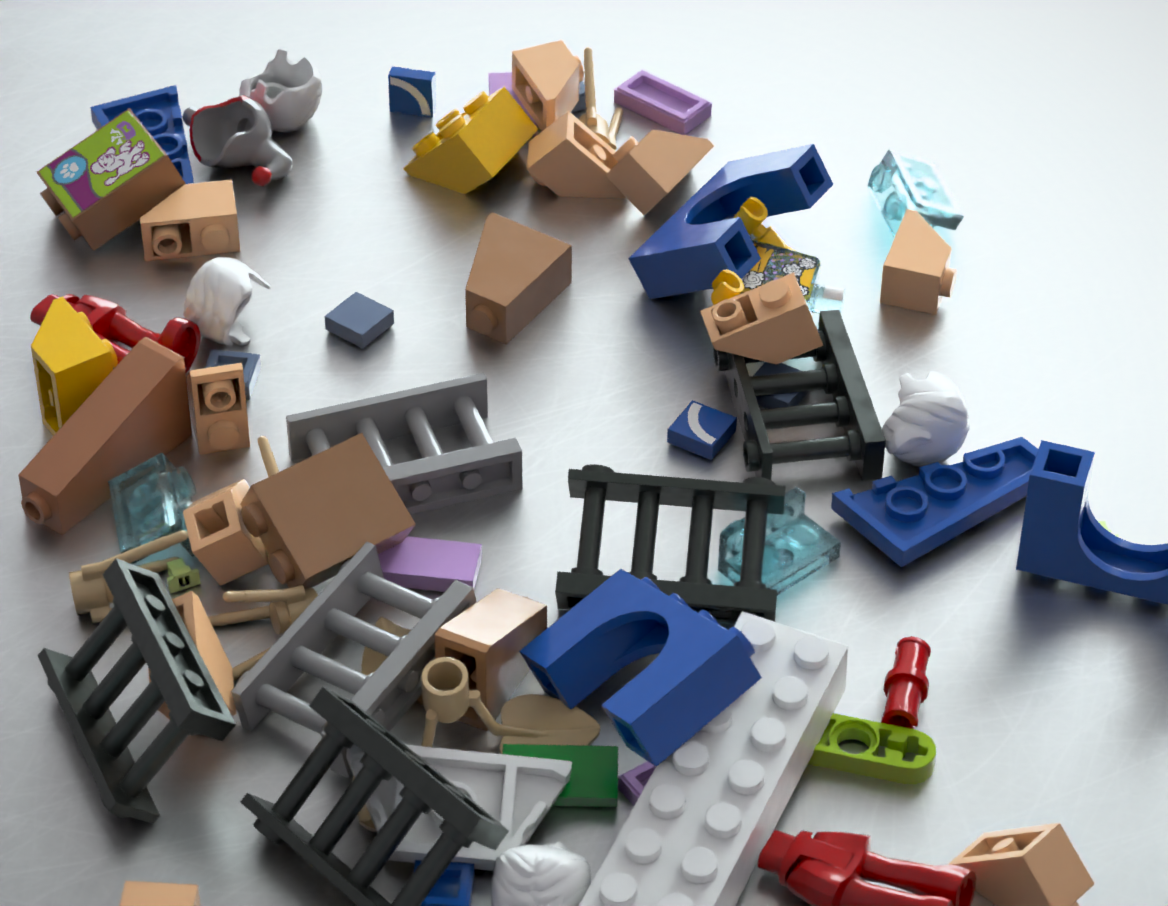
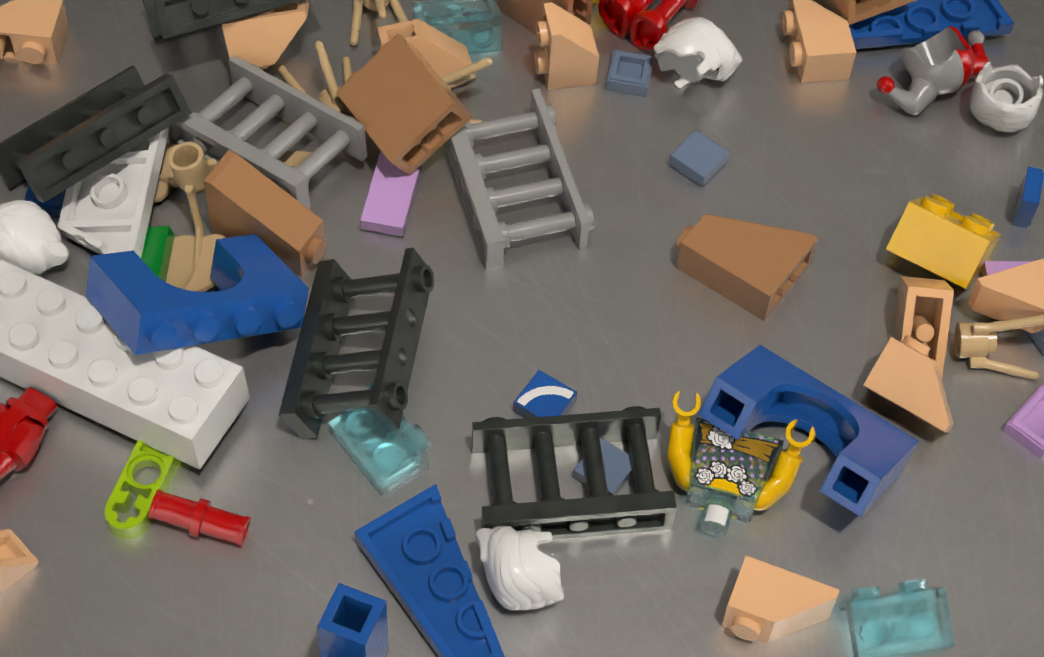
camera: 90 degrees right, 15 degrees up
(764, 323) = (635, 431): light nougat slope -> none

